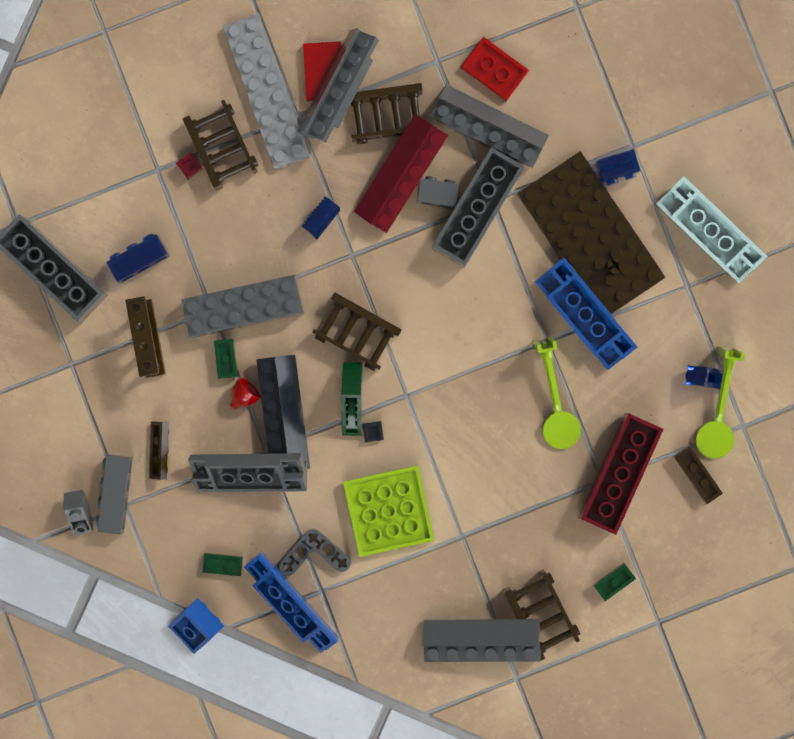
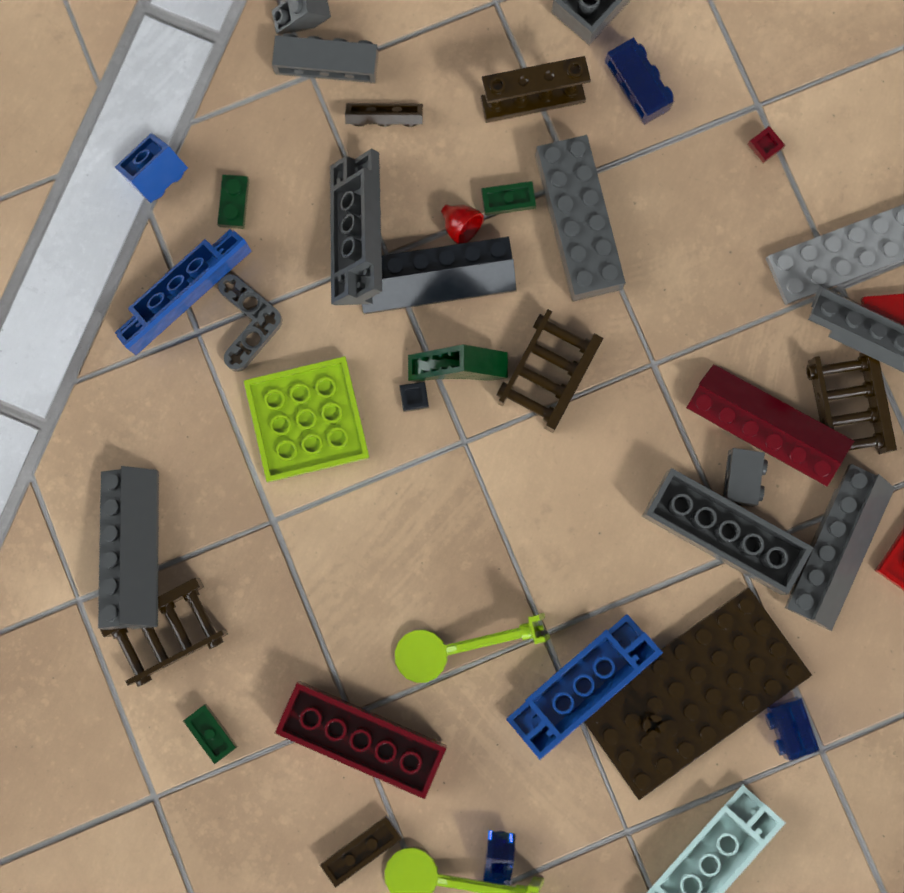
camera: 90 degrees right, 5 degrees down
(209, 160) = (797, 159): dark brown fence -> none
(321, 217) = (704, 319): clear blue brick -> none

